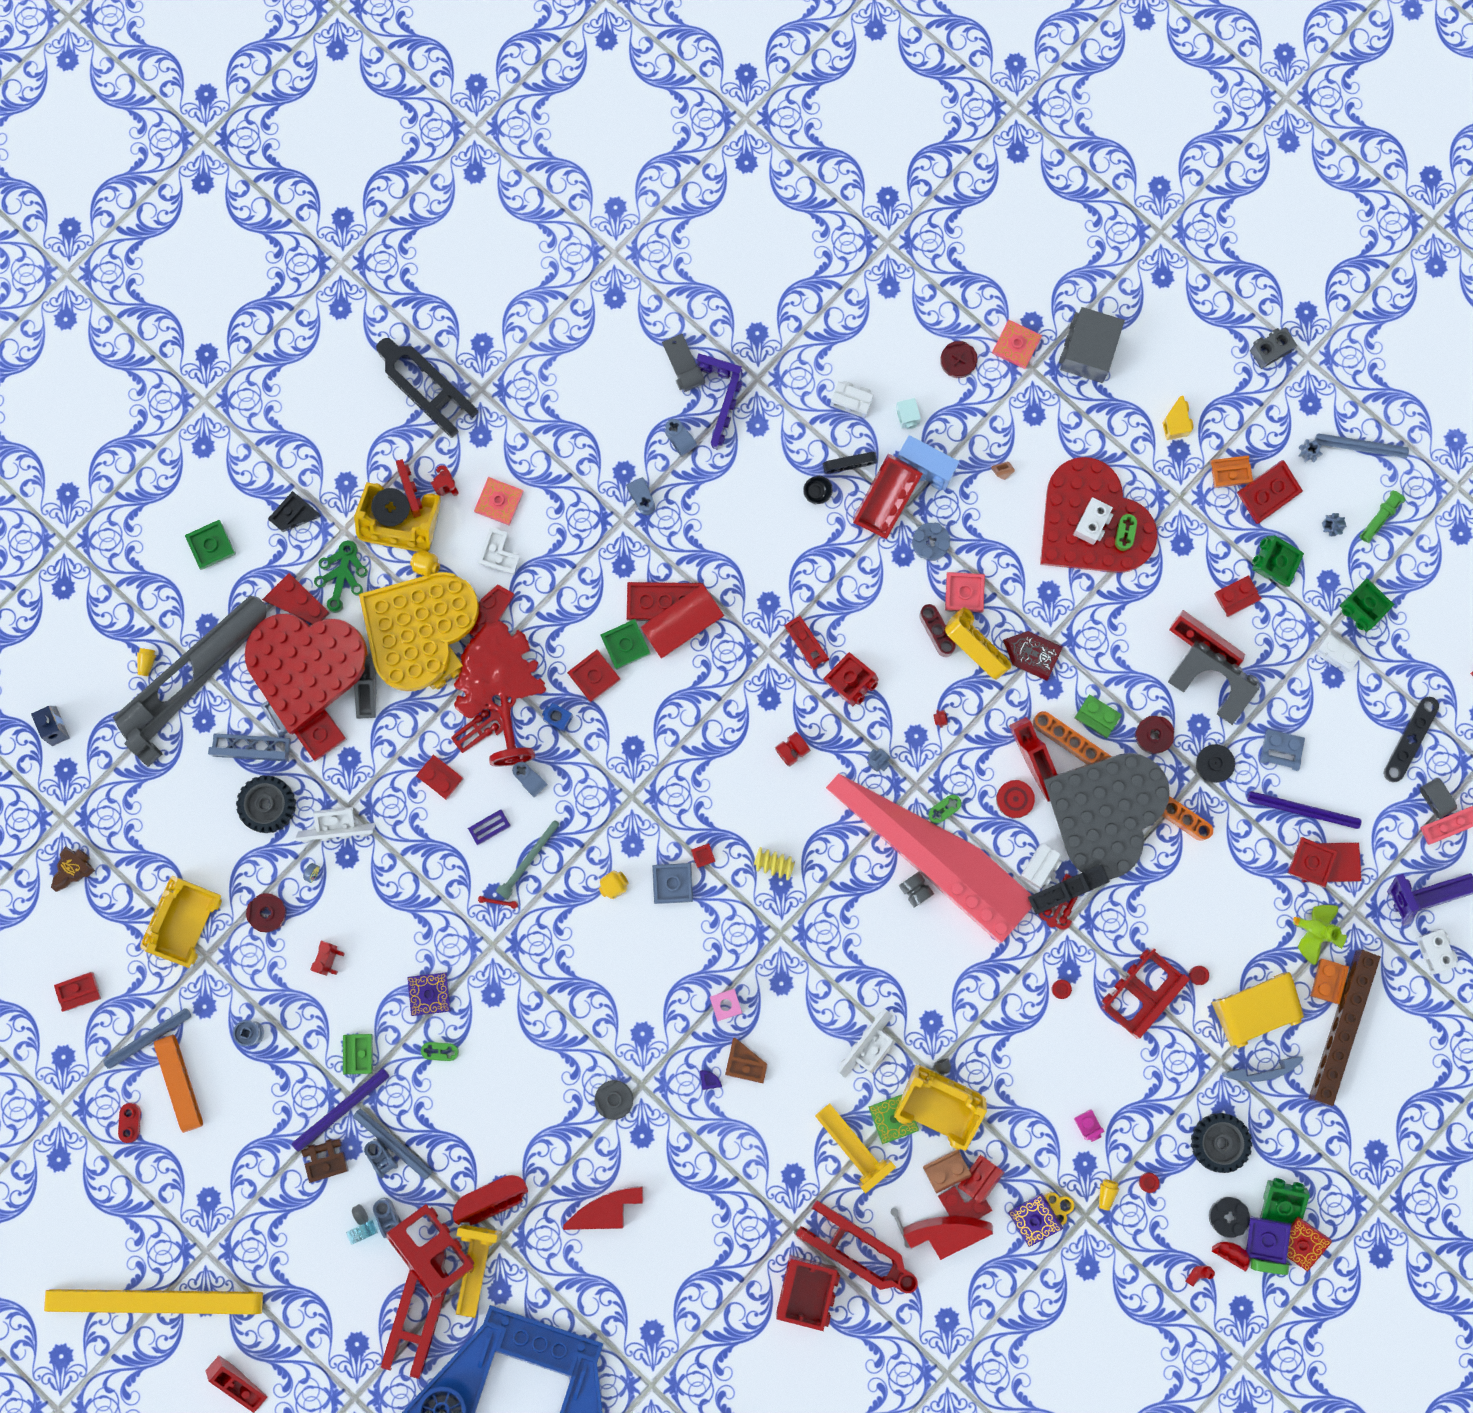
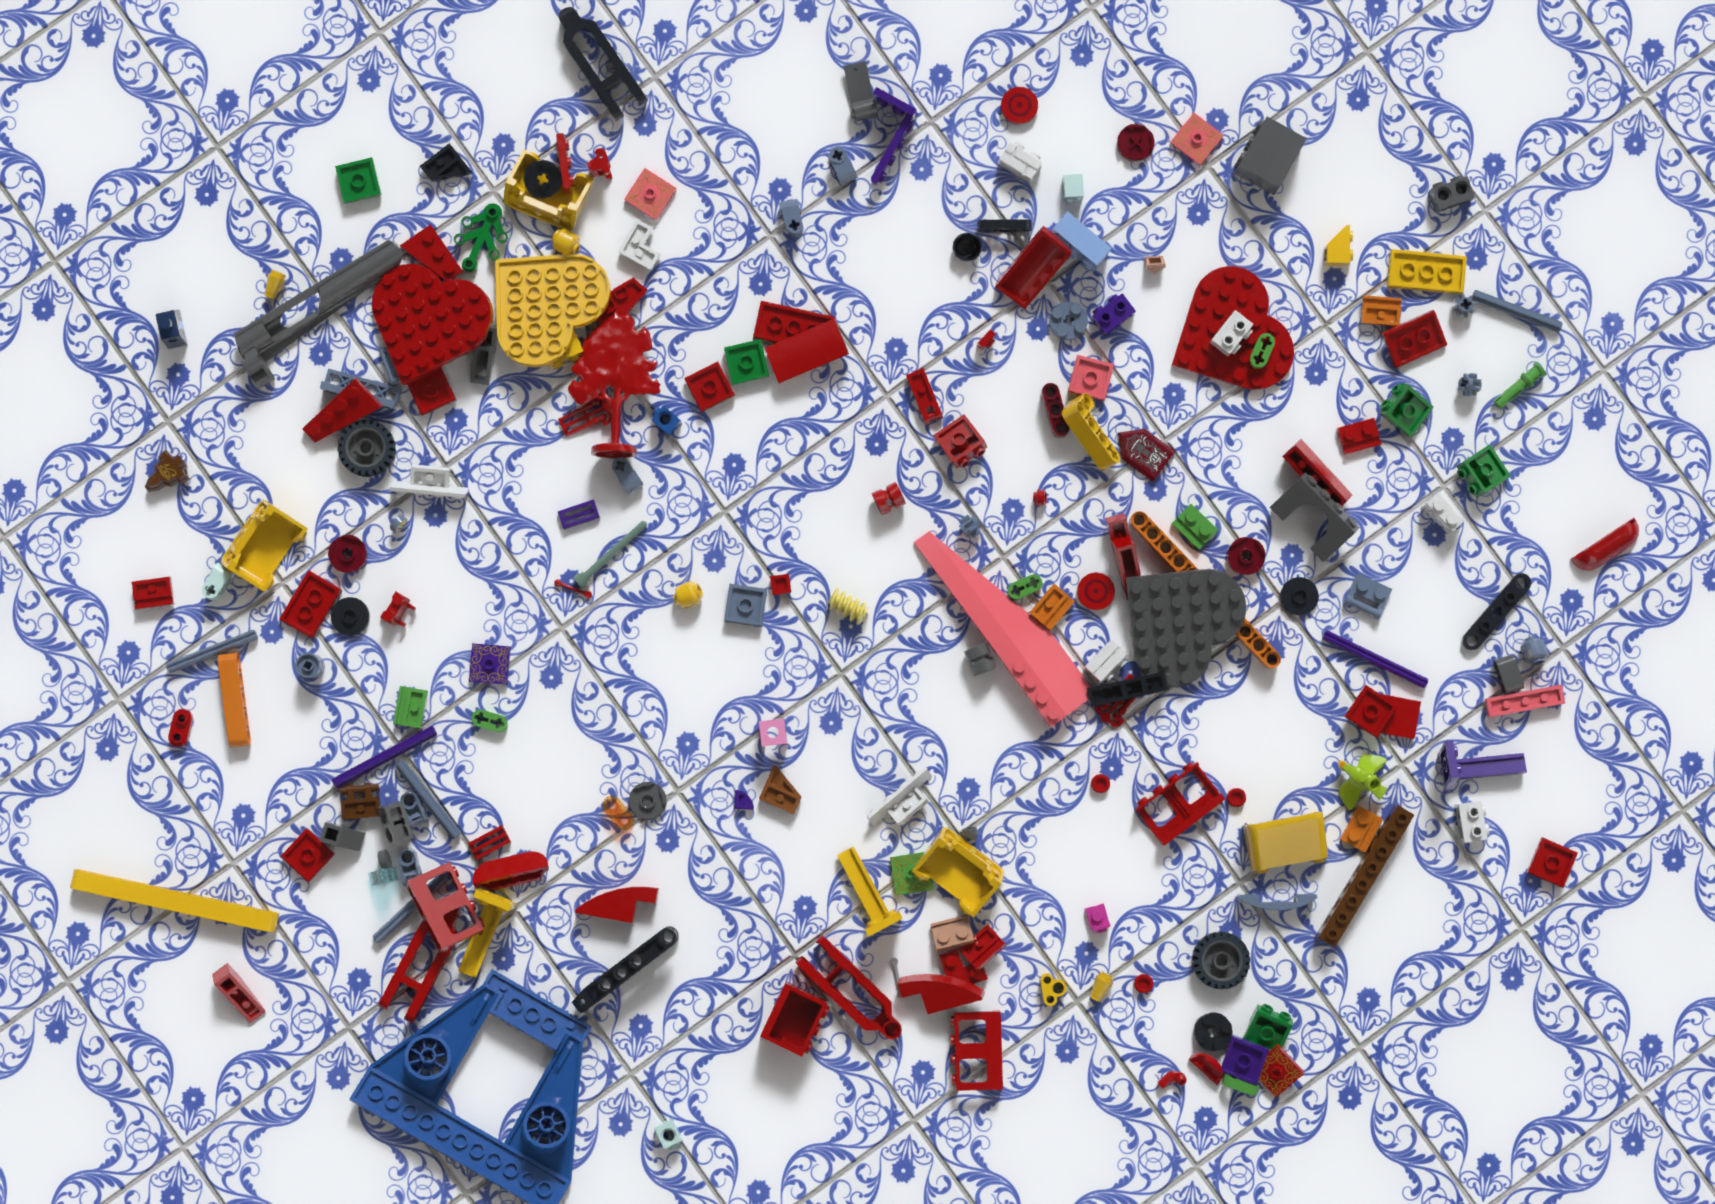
camera: 10 degrees right, 5 degrees up
(141, 966) = (219, 580): none -> light aqua piece
(238, 767) = (347, 407): none -> red wing
(238, 971) = (310, 604): none -> red tile
(271, 976) = (341, 616): none -> black piece
(281, 1226) = (307, 855): none -> red plate
(312, 1200) = (342, 836): none -> dark grey slope
(363, 1175) = (395, 822): none -> dark grey brick
(392, 1263) = (406, 911): none -> sand blue axle
(439, 777) = (540, 456): red plate -> none
(449, 1186) = (504, 834): none -> red tile
(586, 1118) = (617, 813): none -> clear orange plate
(645, 1256) = (647, 952): none -> black piece
(839, 346) = (1019, 105): none -> red tile
(856, 576) = (987, 340): none -> red plate
(973, 526) = (1113, 314): none -> dark purple brick
(975, 823) = (1052, 607): none -> orange plate
(1009, 1284) = (989, 1050): none -> red window
(1035, 1220) = (1026, 996): dark purple plate -> none
(1266, 426) = (1426, 271): none -> yellow tile
(1458, 770) = (1534, 651): none -> sand blue head

